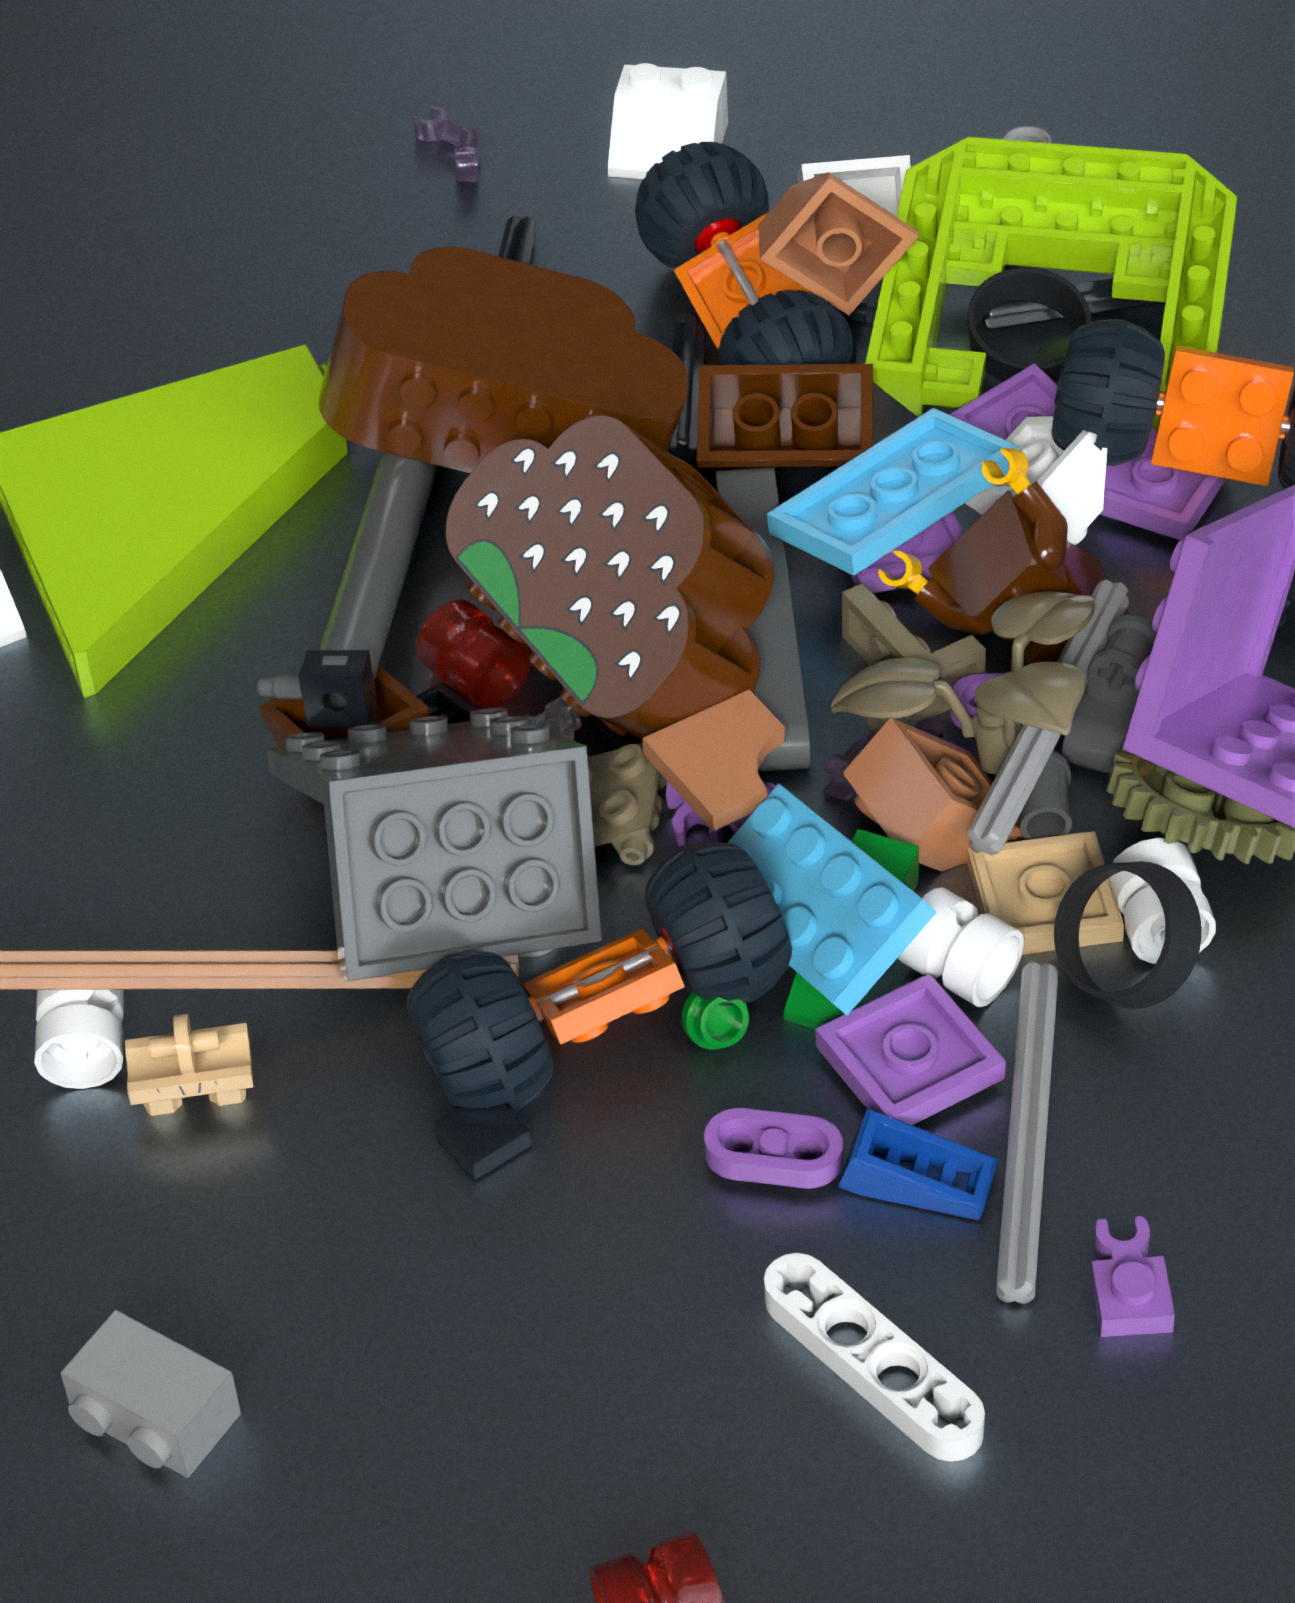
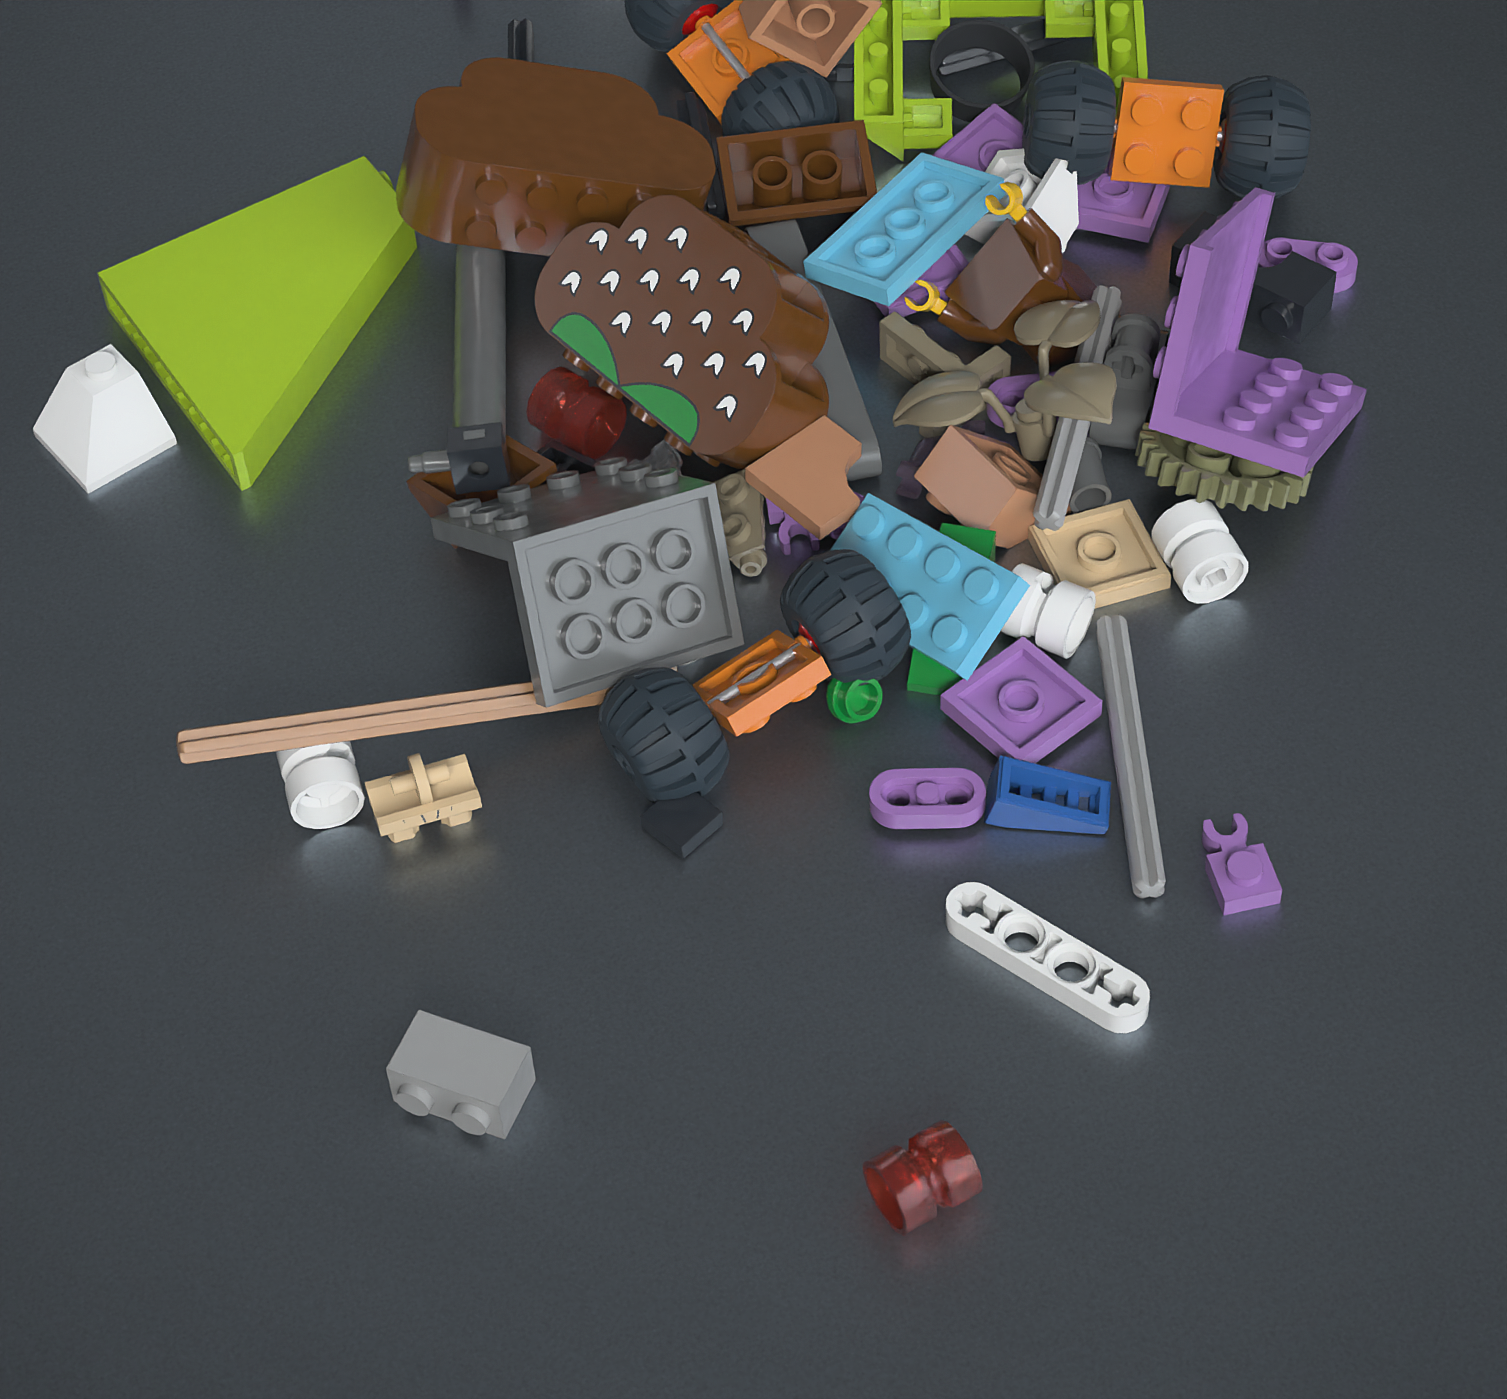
camera: 10 degrees left, 5 degrees up
(1180, 942) = (1229, 582): black tyre -> none

